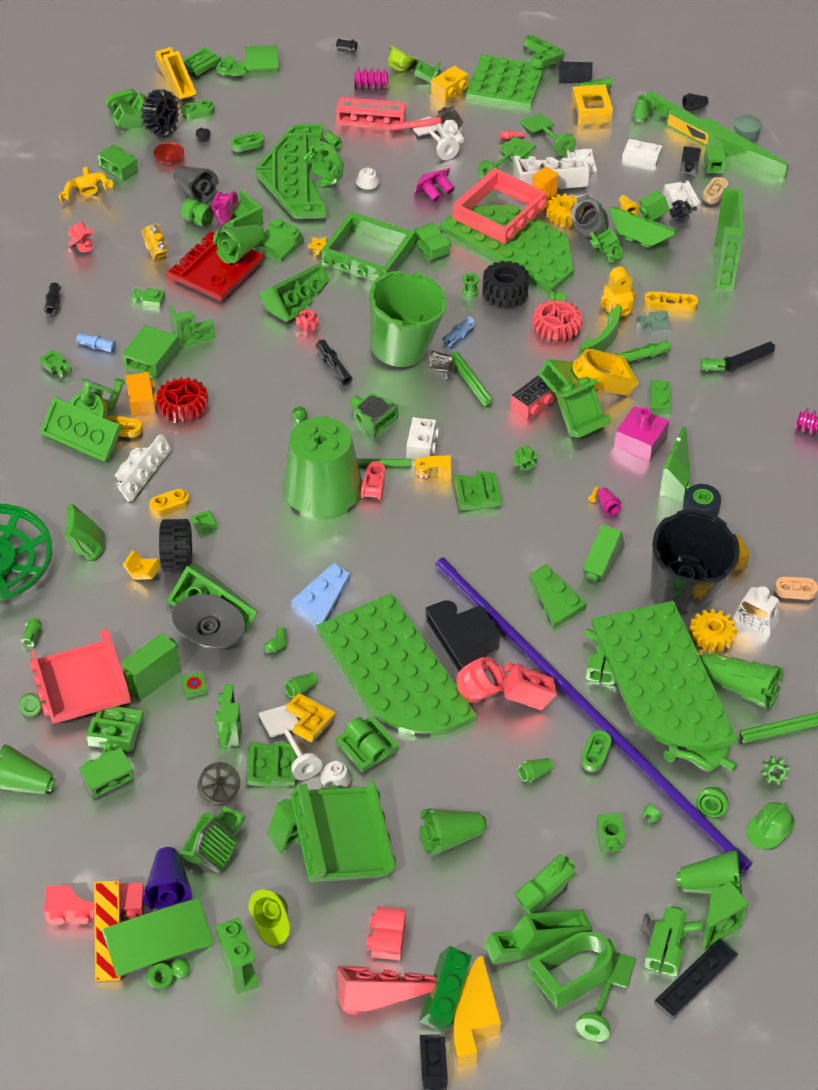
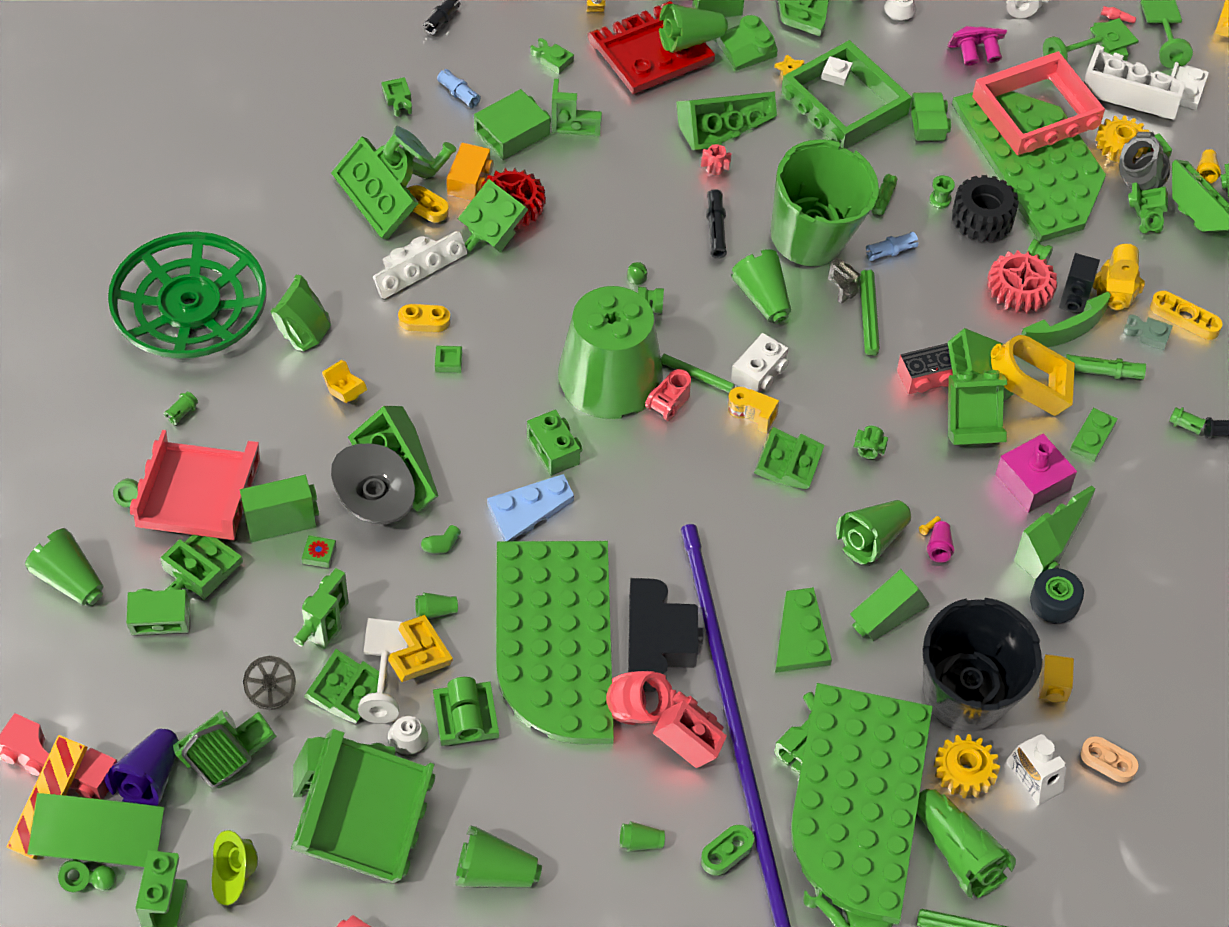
camera: 25 degrees right, 5 degrees up
(175, 544) = (390, 373): black tyre -> none
(178, 415) = (492, 217): none -> bright green plate
(314, 545) = (554, 442): none -> bright green brick
(356, 233) = (836, 71): none -> white plate
(374, 413) = (724, 308): bright green torso -> none
(394, 386) = (764, 284): none -> bright green cone
(546, 181) = (1113, 96): light orange brick -> none
(561, 512) = (872, 529): none -> bright green cone
(596, 306) = (1079, 283): none -> black brick

